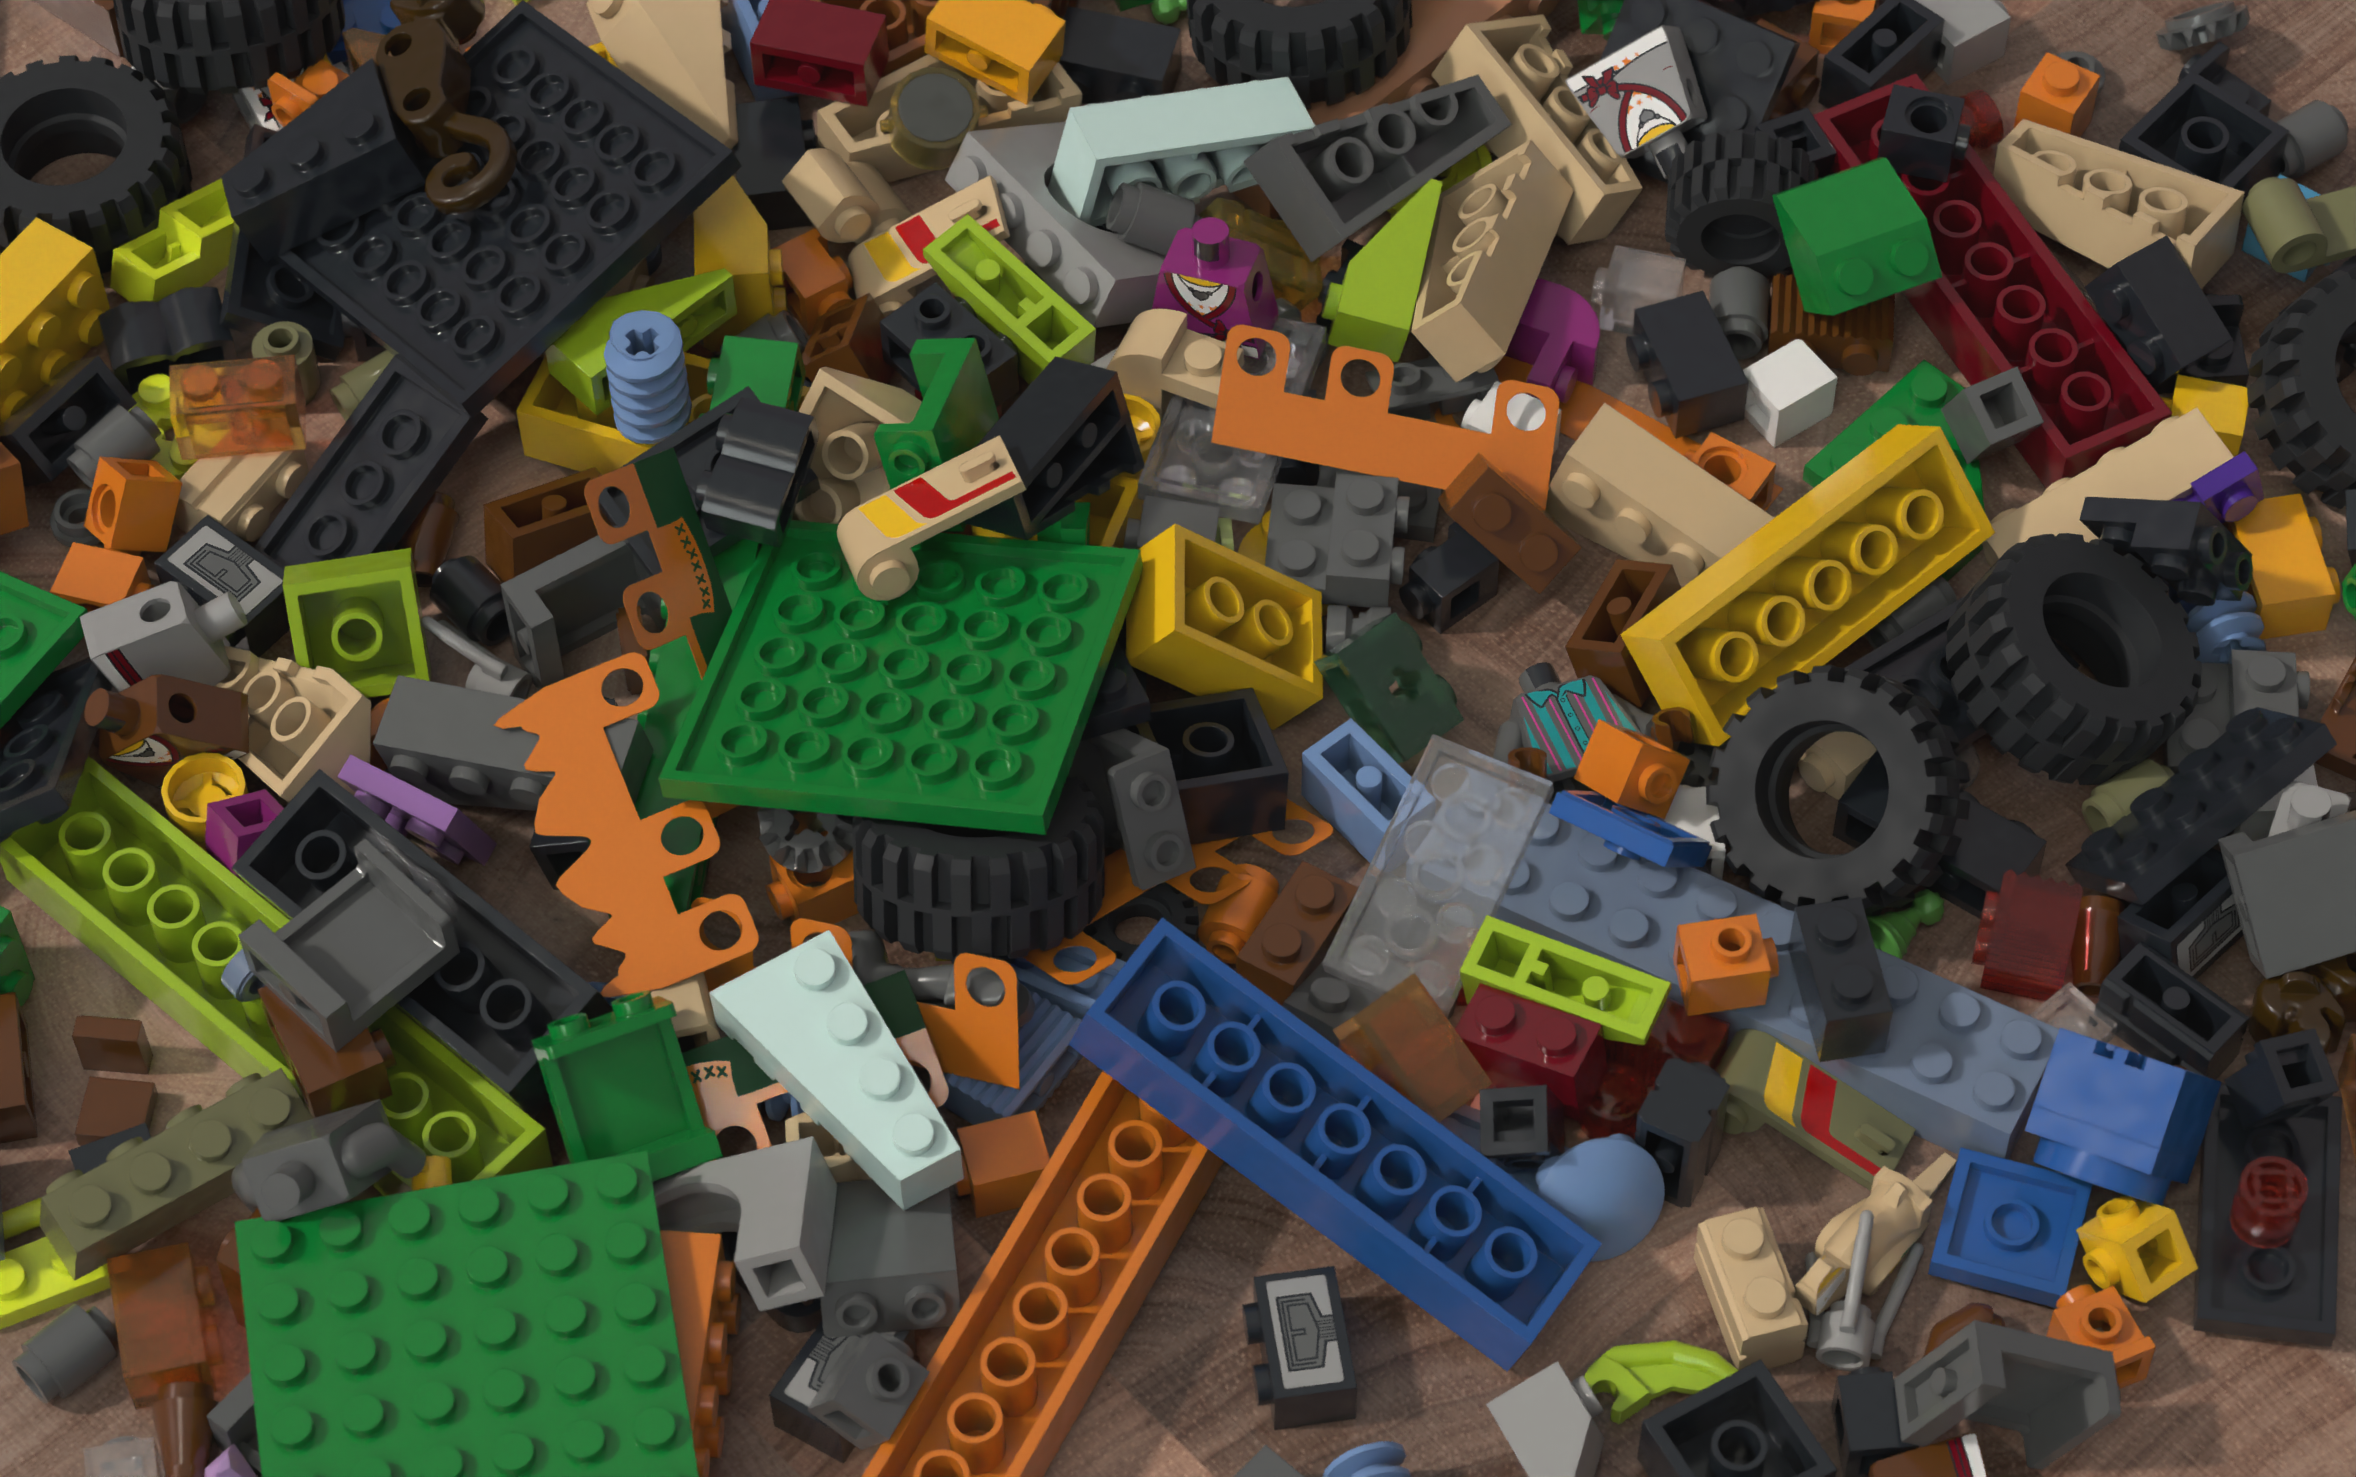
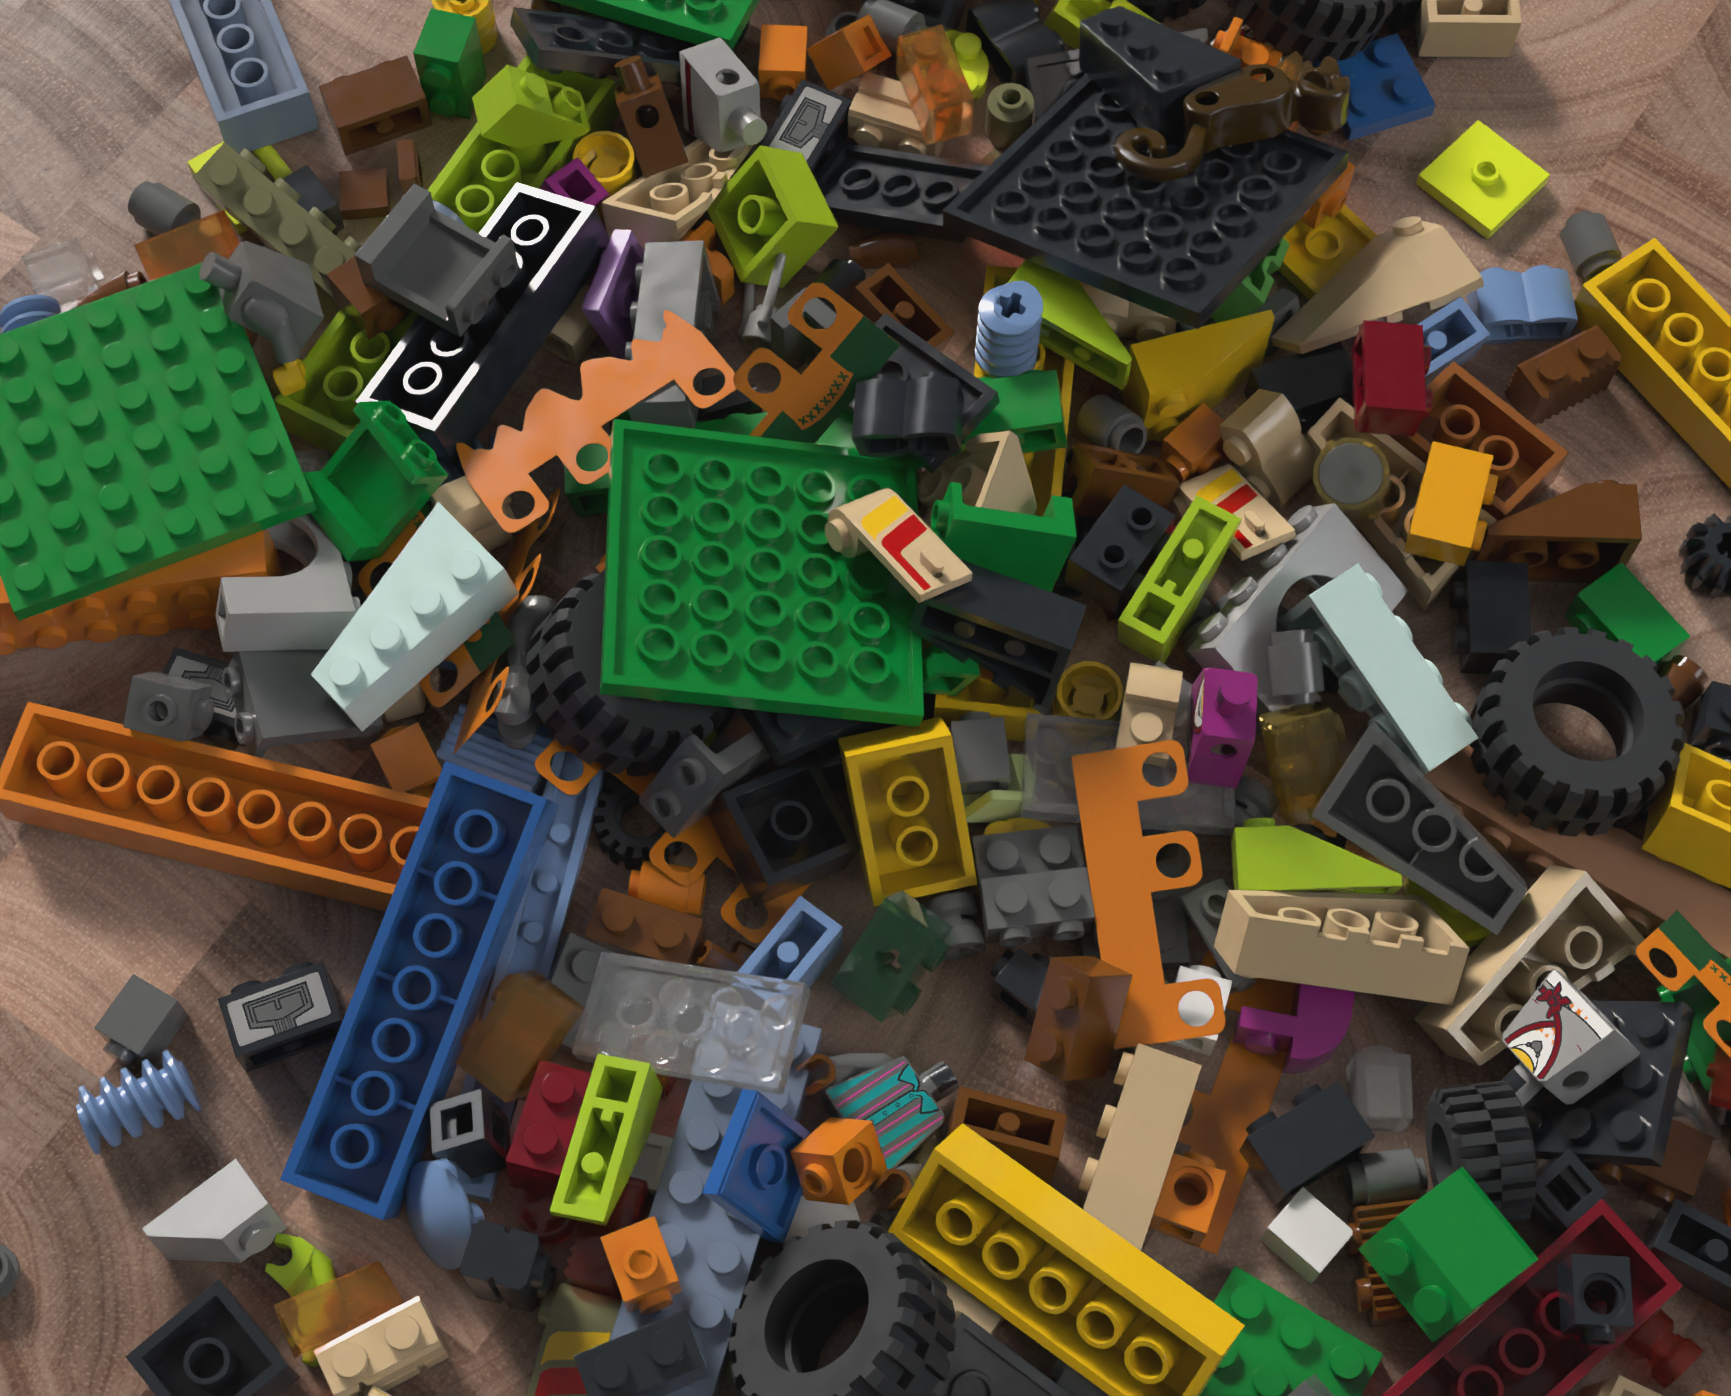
camera: 75 degrees right, 10 degrees up
(117, 841) = (528, 110): none -> lime slope
(1346, 863) = (712, 956): none -> reddish brown arm
(1690, 1326) = (336, 1308): none -> clear orange slope

